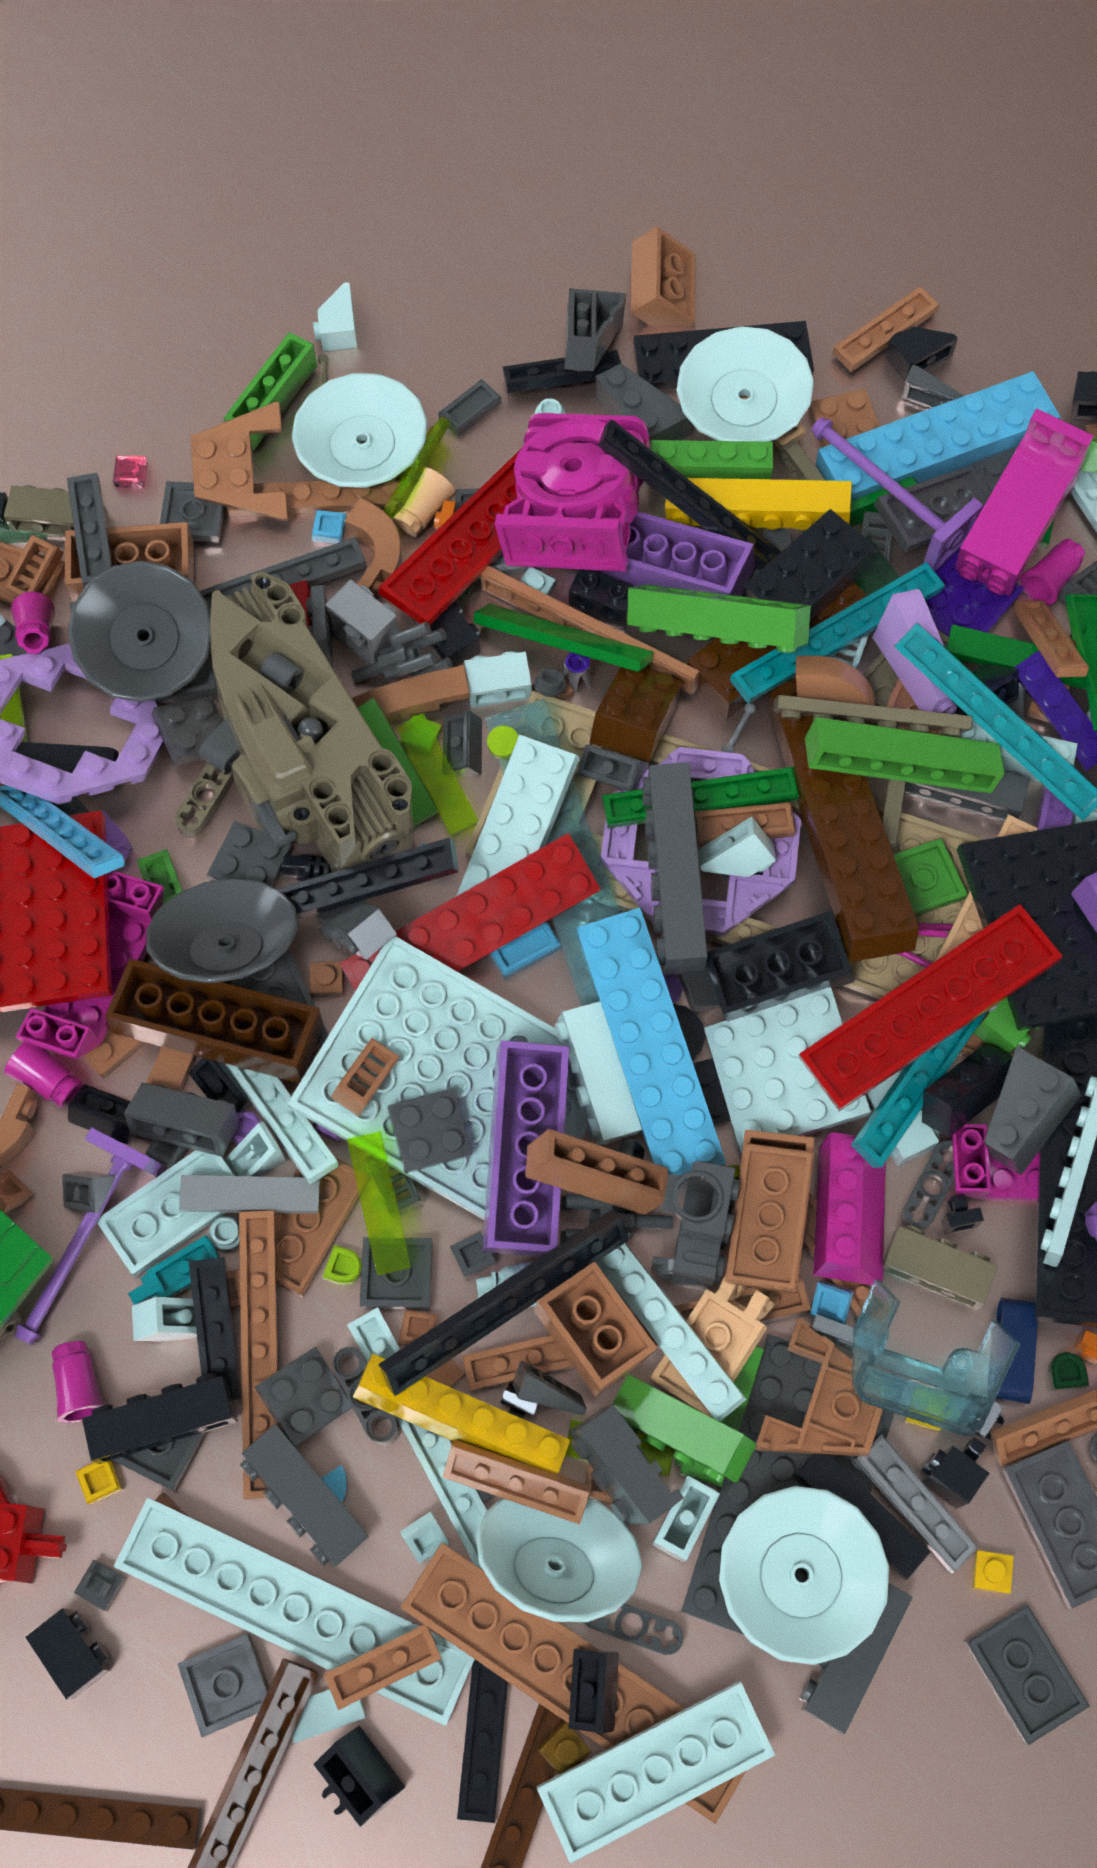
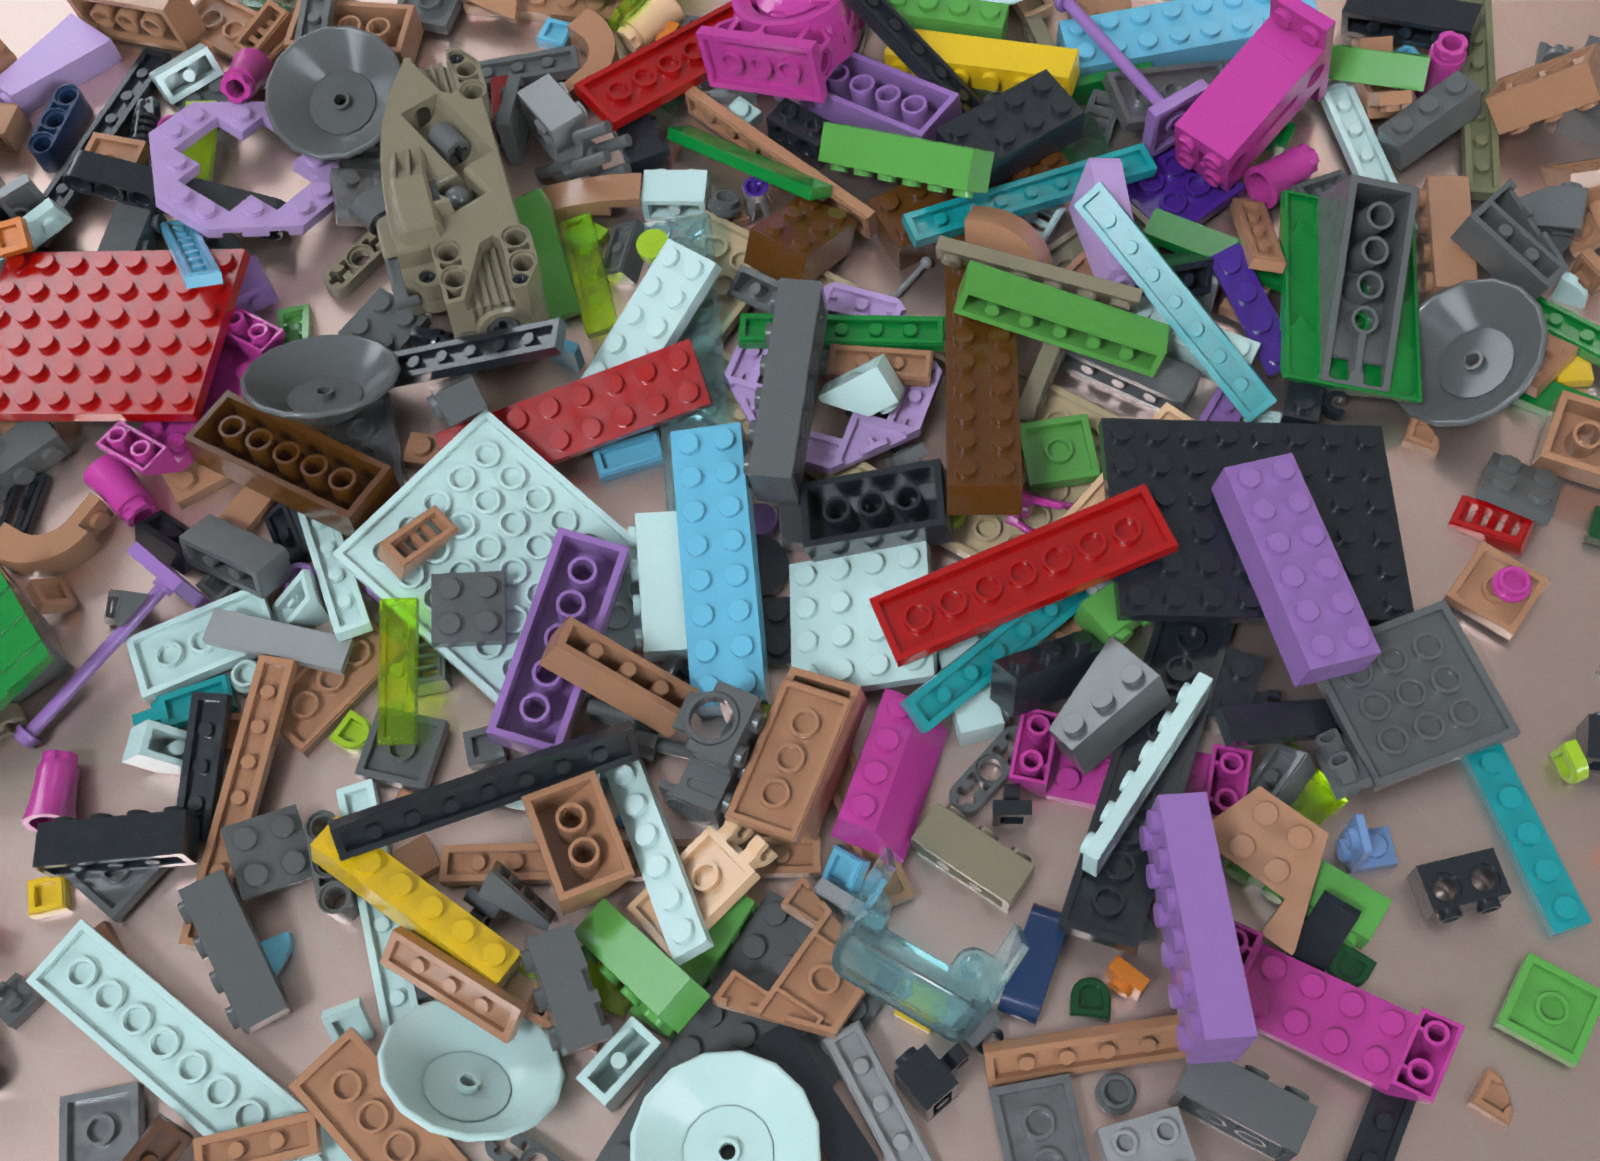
camera: 20 degrees right, 5 degrees down
(784, 905) = (907, 455): none -> dark grey tile

